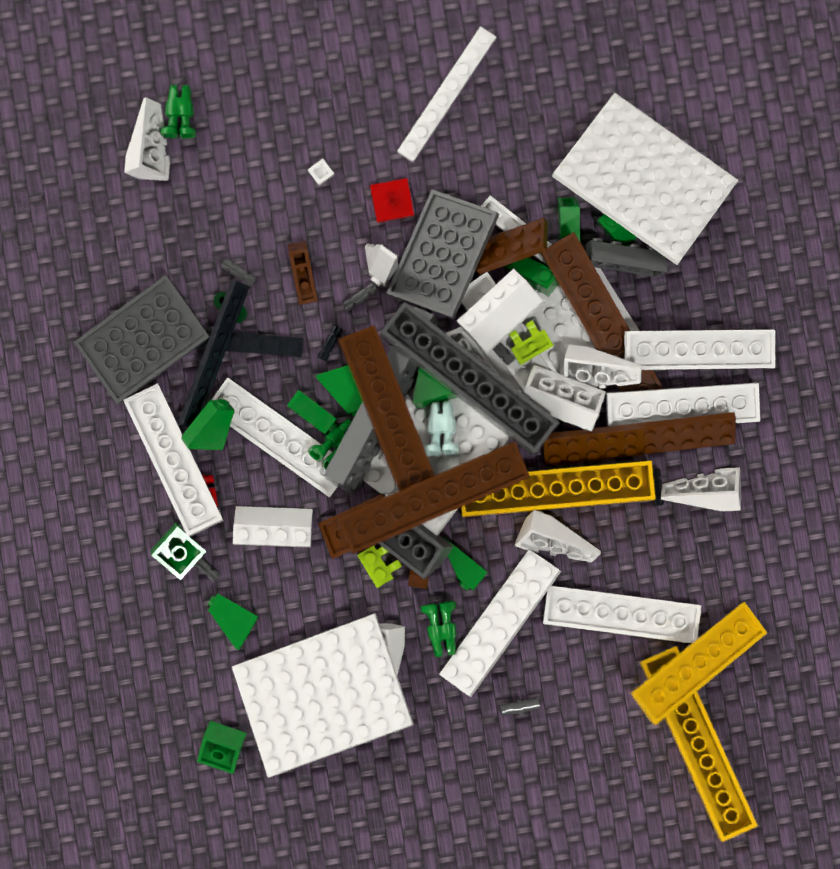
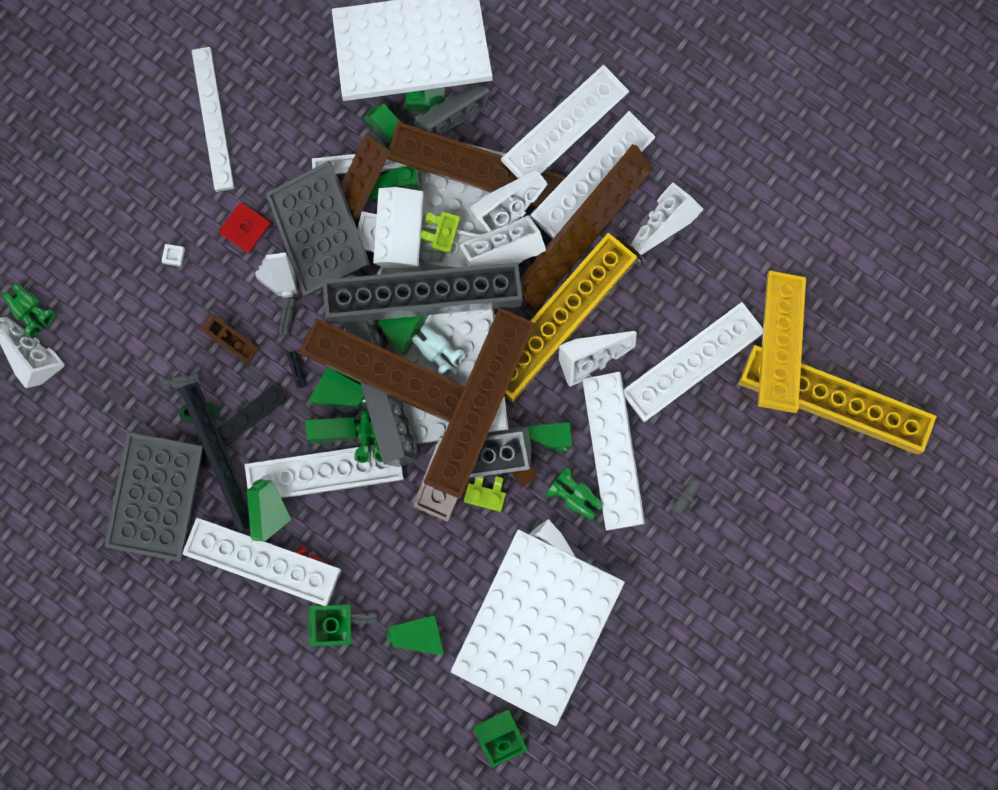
camera: 45 degrees left, 5 degrees down
(272, 526) = (382, 540): white slope -> none

